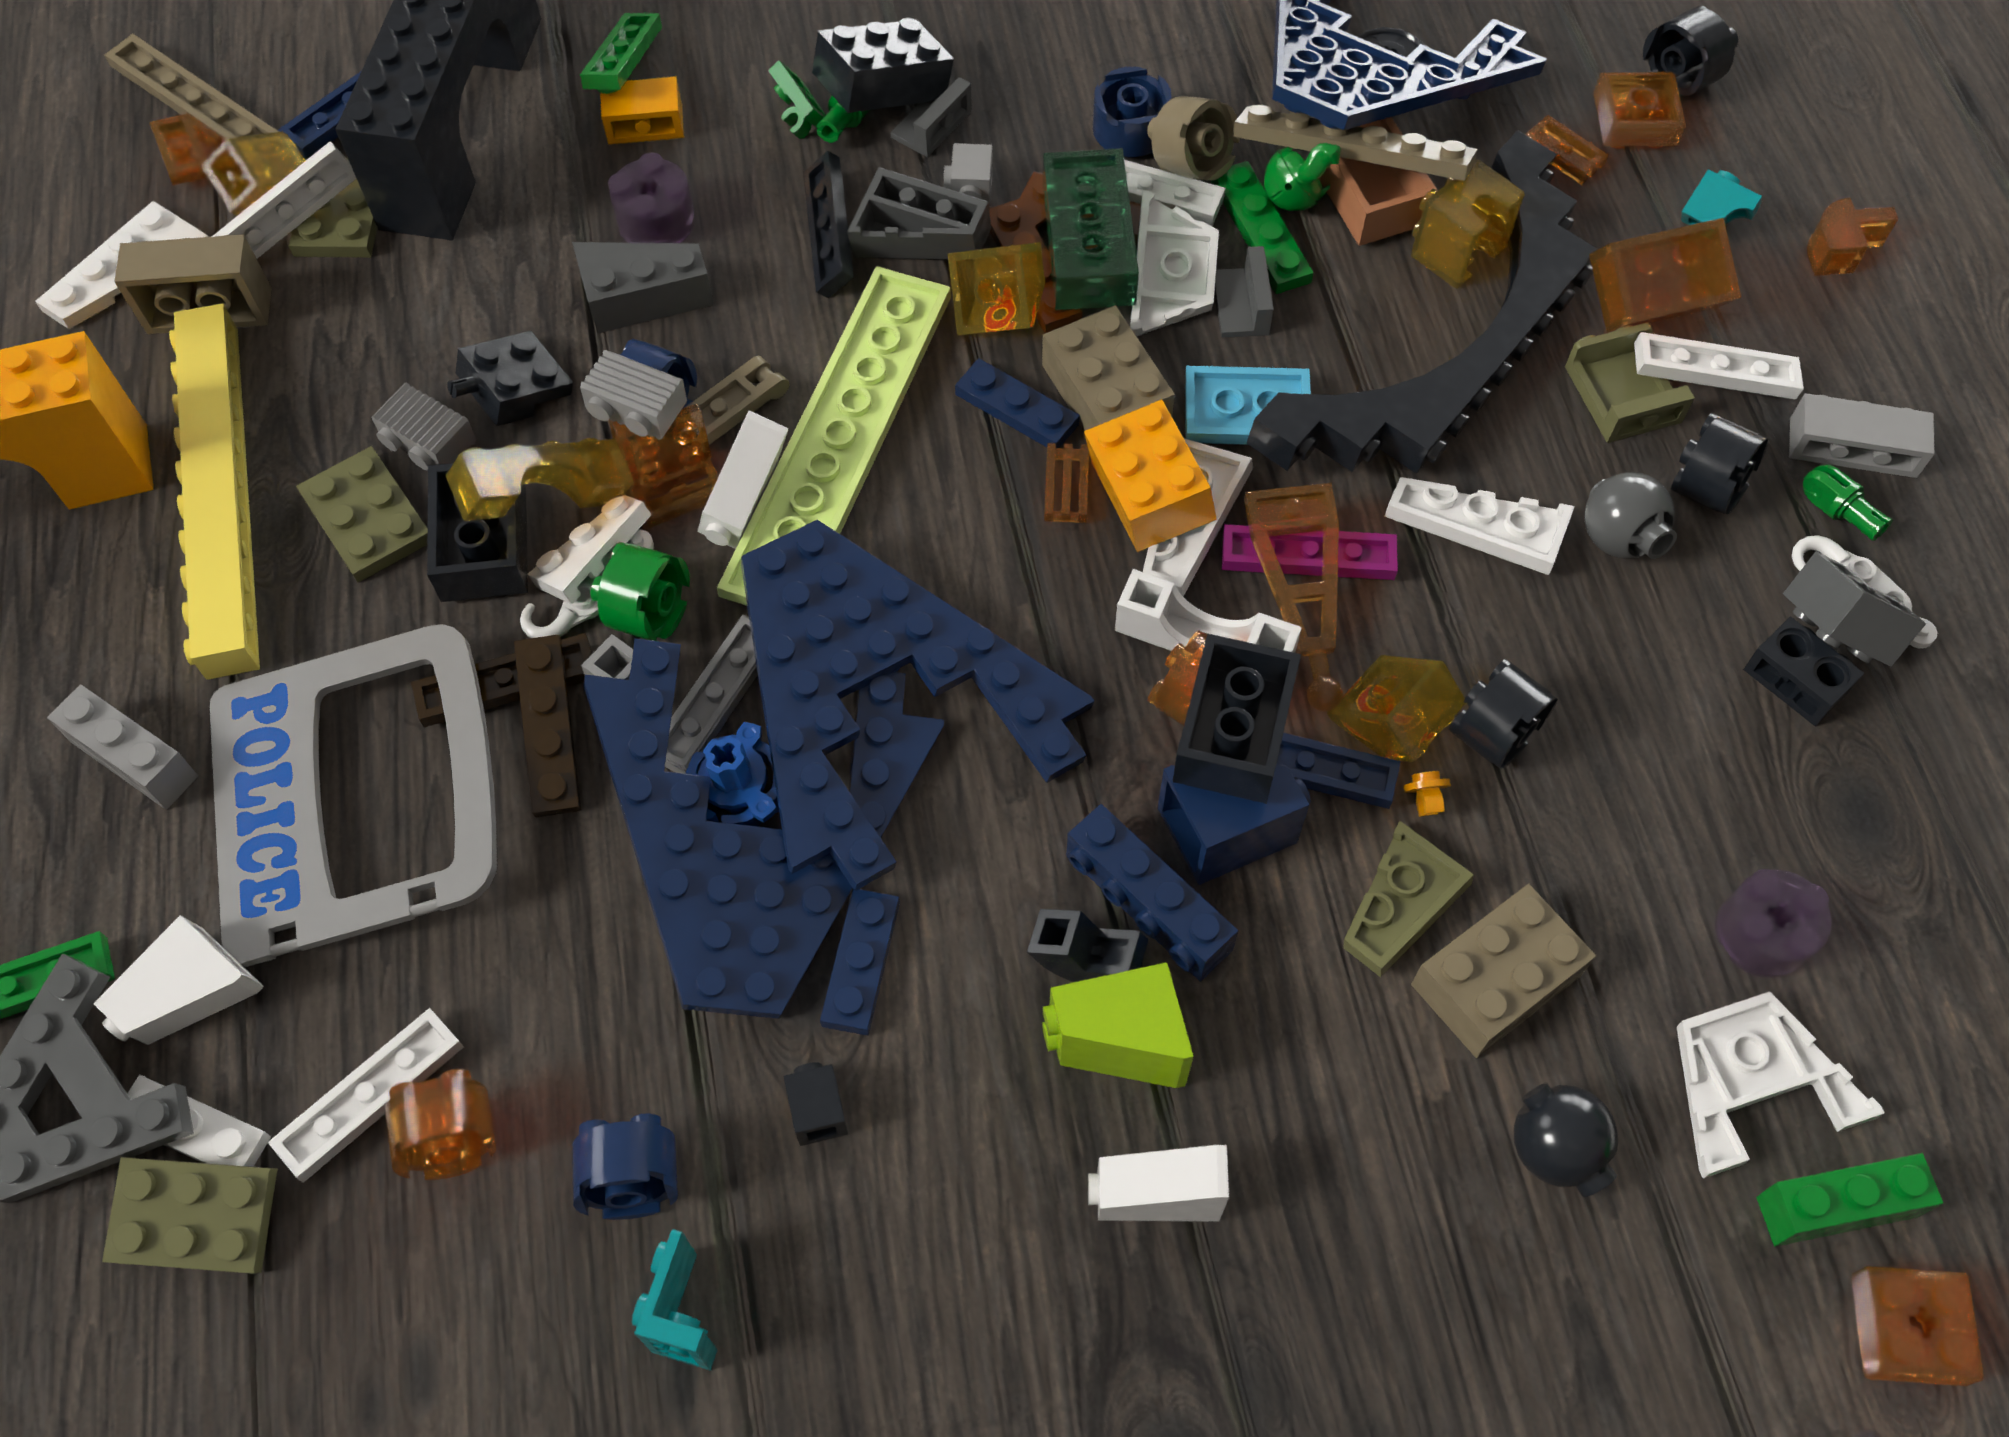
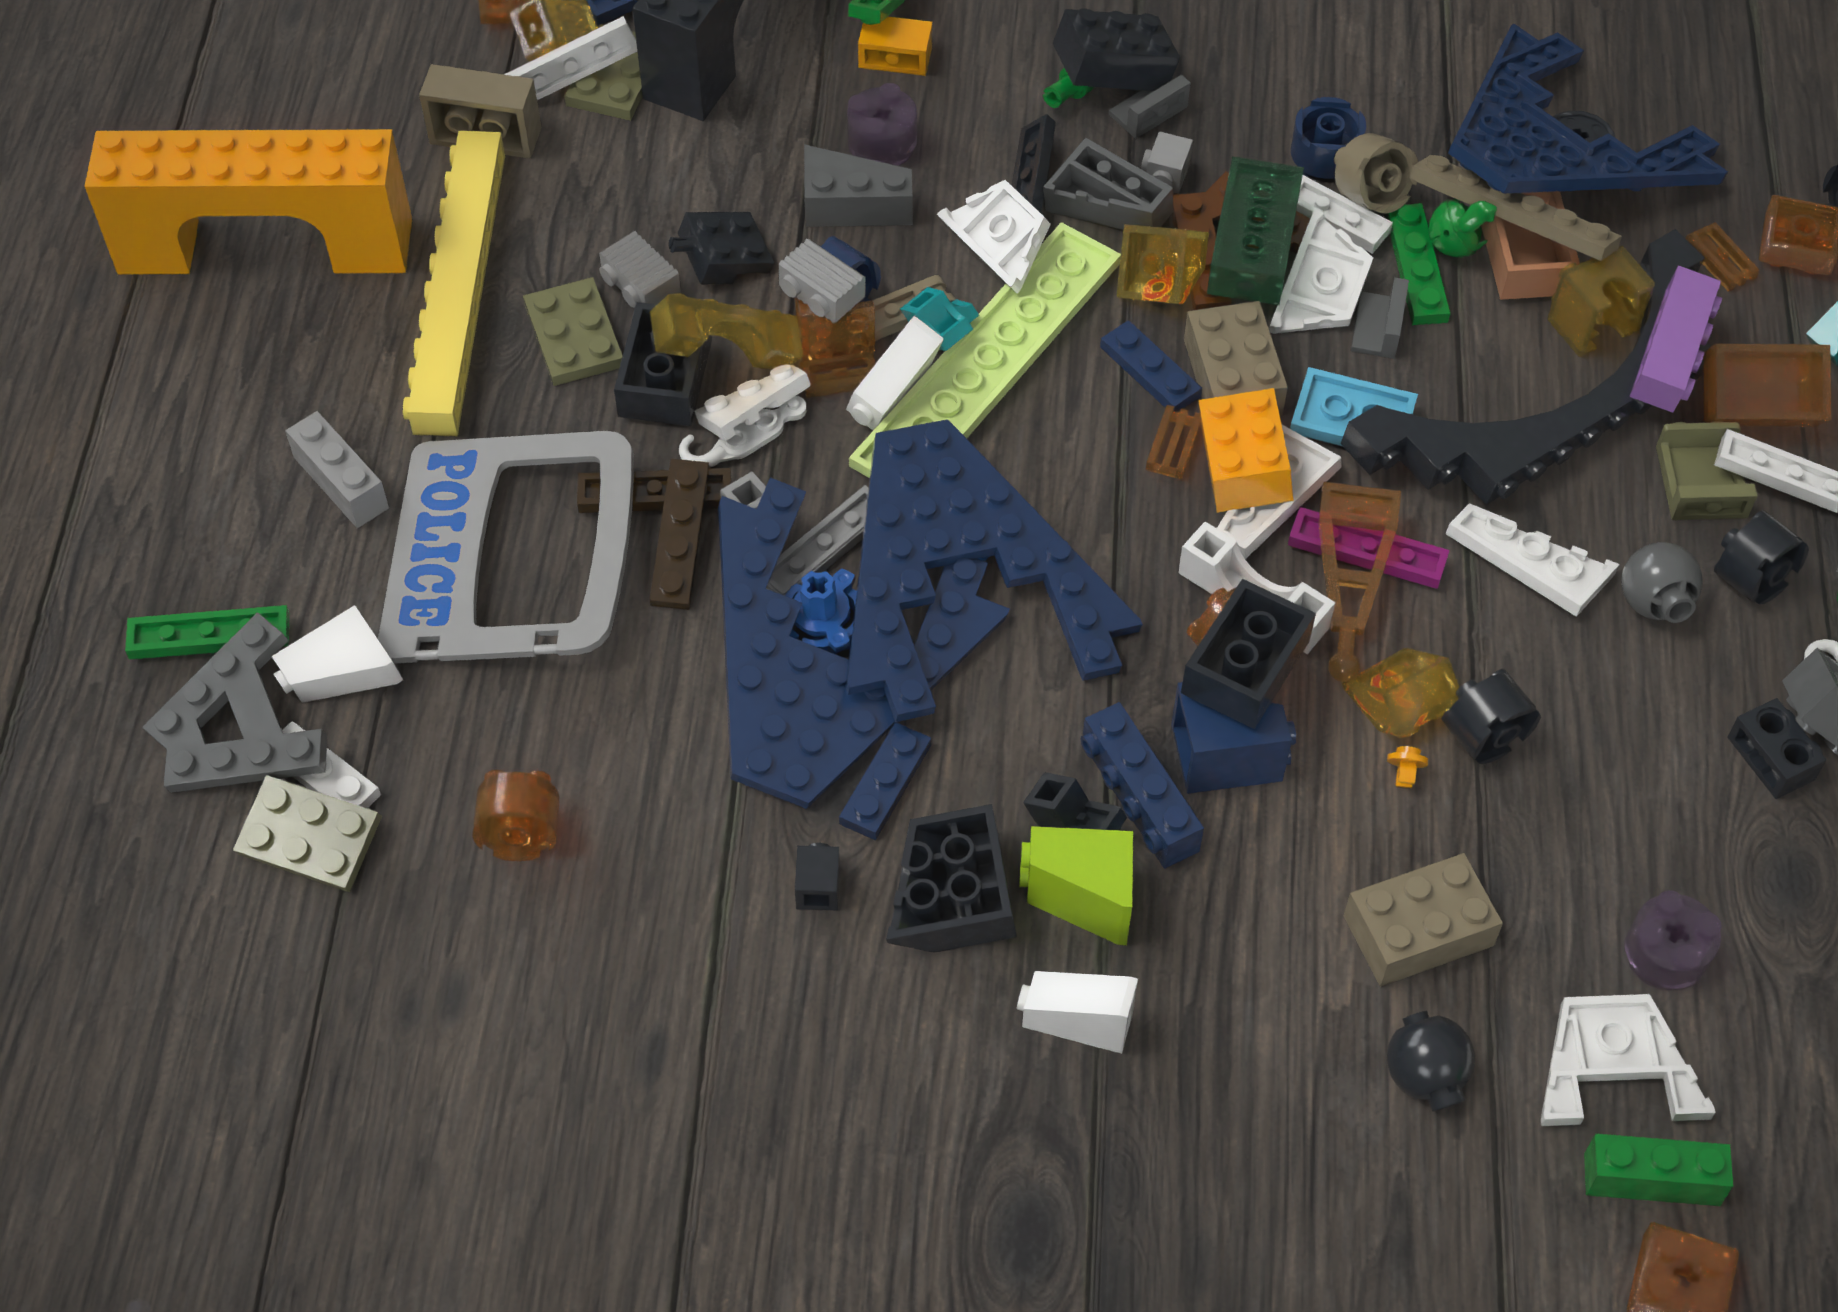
camera: 15 degrees right, 5 degrees down
(91, 283) = (401, 88): white wing -> none
(363, 1095) = (459, 780): white plate -> none
(624, 1167) = (652, 881): dark blue brick -> none
(641, 592) = (786, 444): green brick -> none
(656, 1313) = (654, 1004): teal bracket -> none
(776, 400) = (946, 318): none -> teal brick
(792, 89) = (1033, 55): green plate -> none
(814, 290) = (1000, 231): none -> white wing
(973, 1072) = (952, 883): none -> black wedge
(1340, 770) = (1332, 727): dark blue plate -> none
(1405, 898) = (1359, 845): olive wing -> none
(1562, 248) = (1676, 340): none -> medium lavender brick

